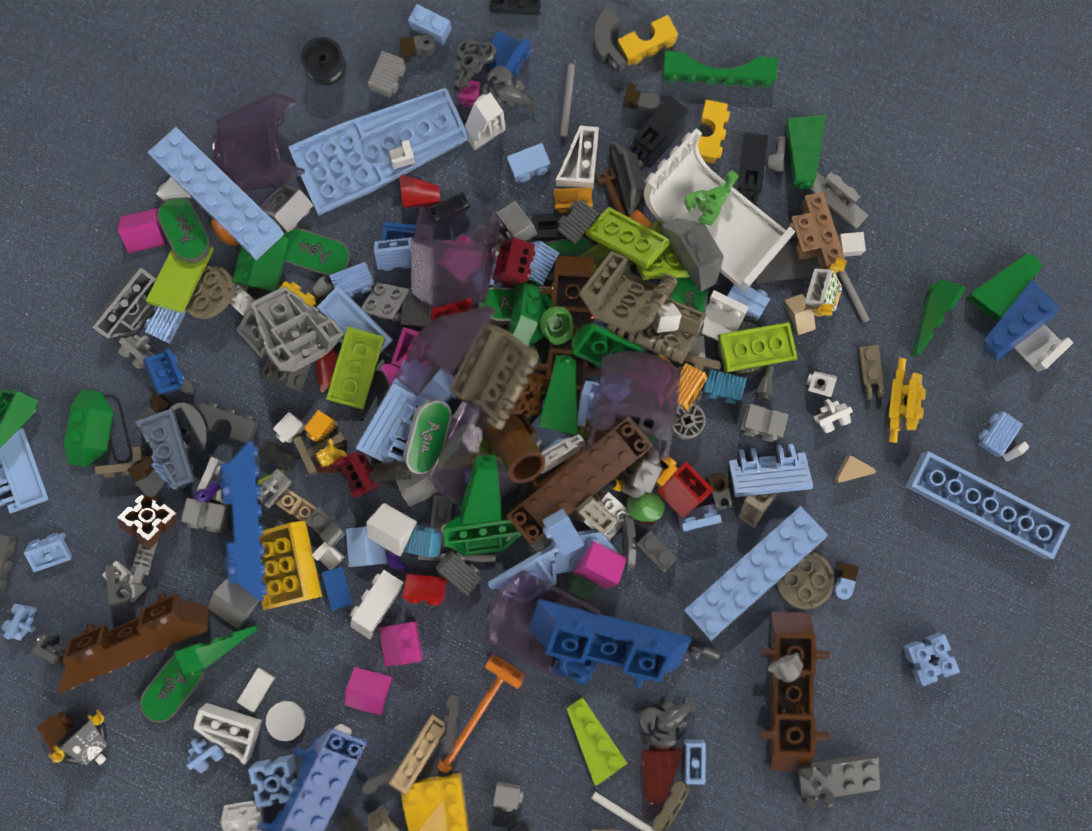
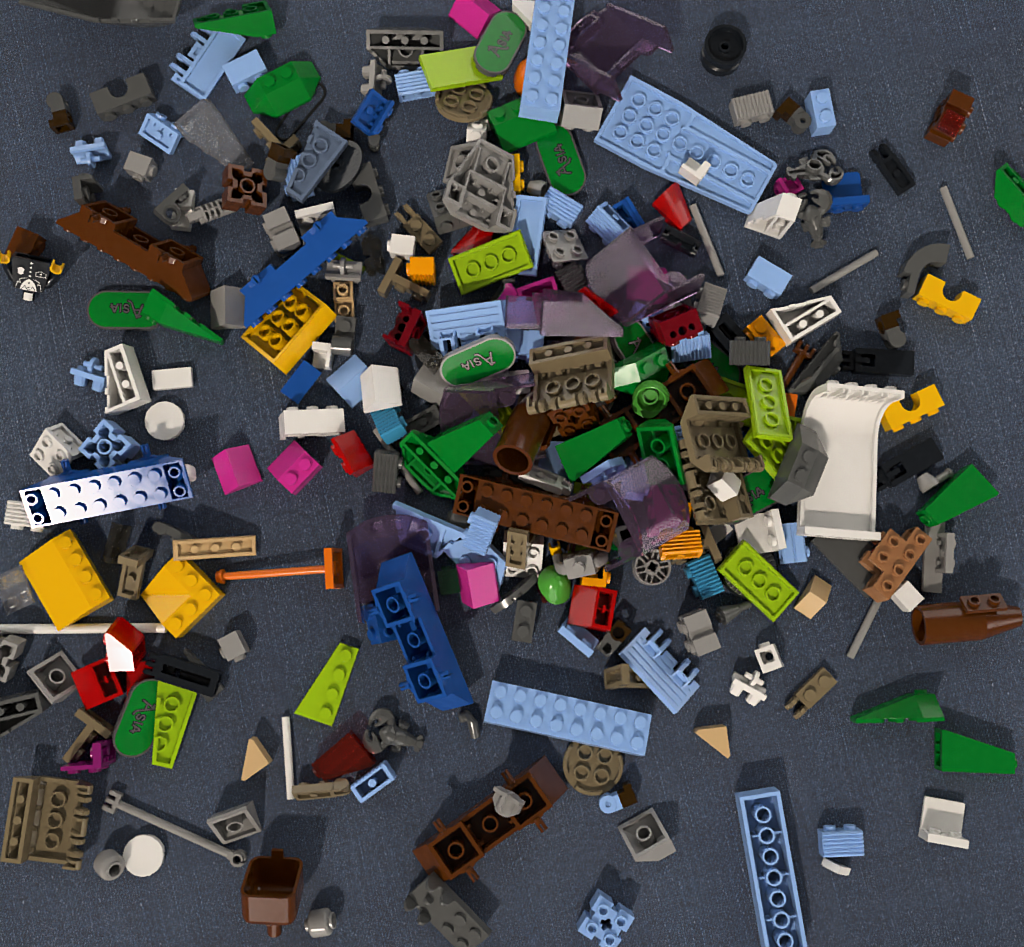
camera: 45 degrees right, 0 degrees up
(49, 448) = (245, 70): none -> light blue brick
(63, 590) = (140, 167): none -> light grey brick
(82, 512) = (210, 132): none -> clear wedge
(206, 494) = (299, 220): dark purple arm -> none
(285, 403) = (417, 227): none -> dark tan hinge
(327, 469) = (392, 301): clear red tile -> none
(329, 454) = (404, 293): yellow animal -> none
(393, 561) = (356, 413): dark purple arm -> none
(451, 723) = (258, 556): dark grey hinge -> none
(463, 186) = (706, 240): none -> light grey bar
(680, 67) = (946, 346): green arch -> none
(710, 200) = (851, 450): bright green animal -> none
(825, 289) = (851, 601): white torso -> none
(890, 579) = (646, 837): none -> light grey slope
(901, 214) = (965, 620): none -> reddish brown piece
(902, 388) = (802, 752): yellow piece -> none
(1021, 320) = (955, 790): blue wedge -> none

